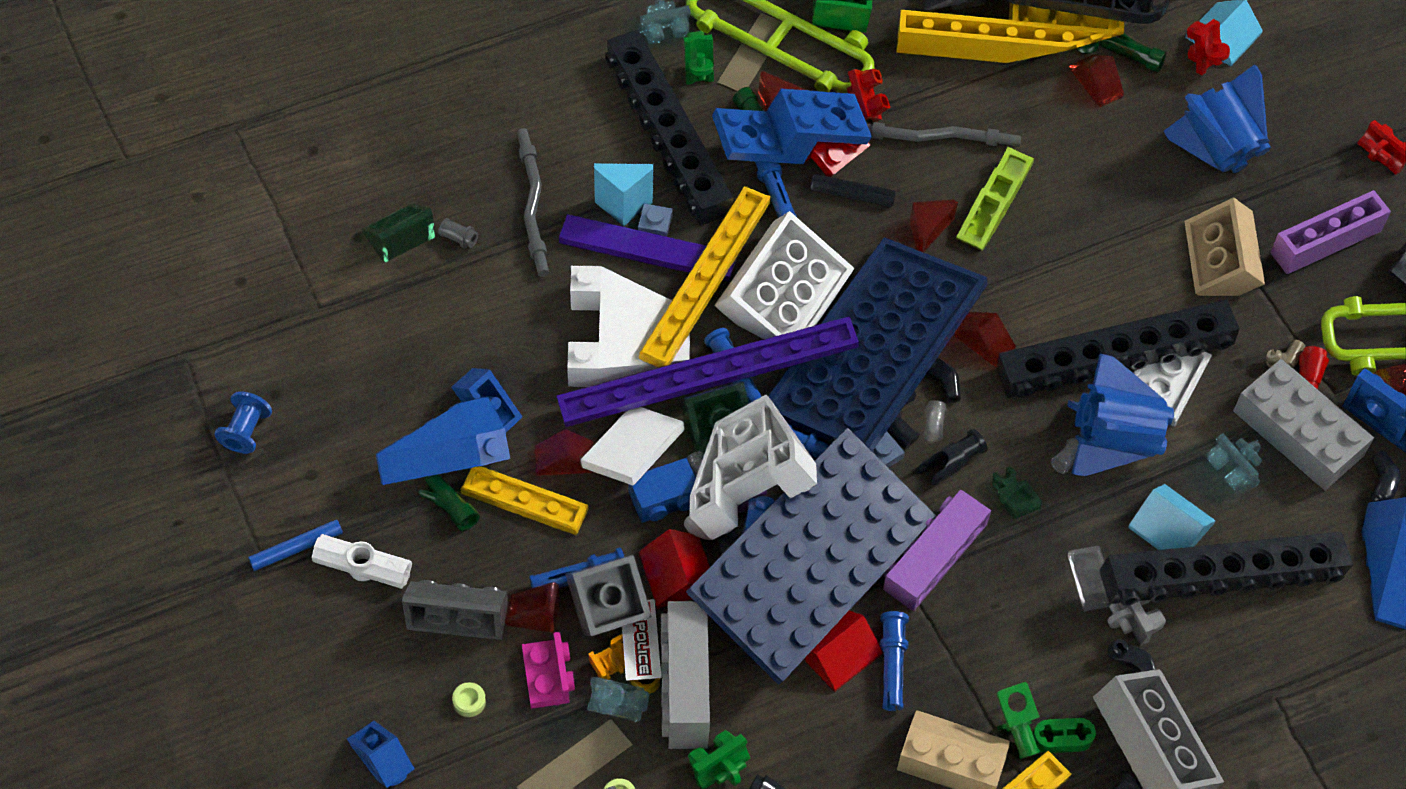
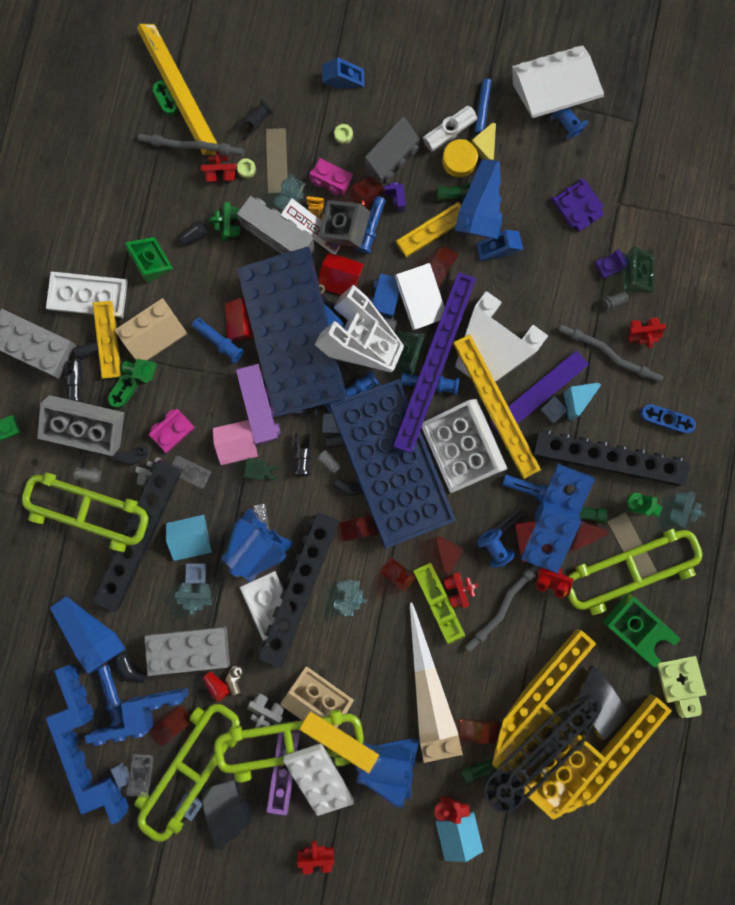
camera: 125 degrees right, 25 degrees up
(202, 460) = (557, 81): none -> white slope
(351, 503) = (485, 142): none -> light yellow slope
(356, 348) = (579, 205): none -> dark purple plate
(396, 524) = (459, 158): none -> yellow head
(411, 265) = (611, 264): none -> dark purple bracket
(464, 170) = (646, 334): none -> red hips
(511, 561) = (398, 195): none -> dark purple bracket
(569, 88) = (682, 418): none -> blue beam
(878, 179) = (496, 549): none -> blue hose
(956, 183) = (461, 598): none -> red hips
(1002, 254) = (398, 574): none -> clear red slope
(1004, 550) = (234, 442): none -> bright pink slope
(1060, 635) = (171, 430): none -> dark pink bracket
(1089, 290) = (352, 598): none -> clear light blue hips
(1129, 123) = (436, 725): none -> tan plate
(1206, 480) = (195, 573): none -> sand blue plate
(1209, 698) = (87, 474): none -> clear pin
(1248, 176) = (339, 742): none -> yellow tile
(1259, 174) = (242, 770): none -> lime bar
(1260, 739) = (118, 541): none -> lime bar
(1288, 309) = (257, 707): none -> light grey hips
(1306, 182) = (318, 779): none -> white plate

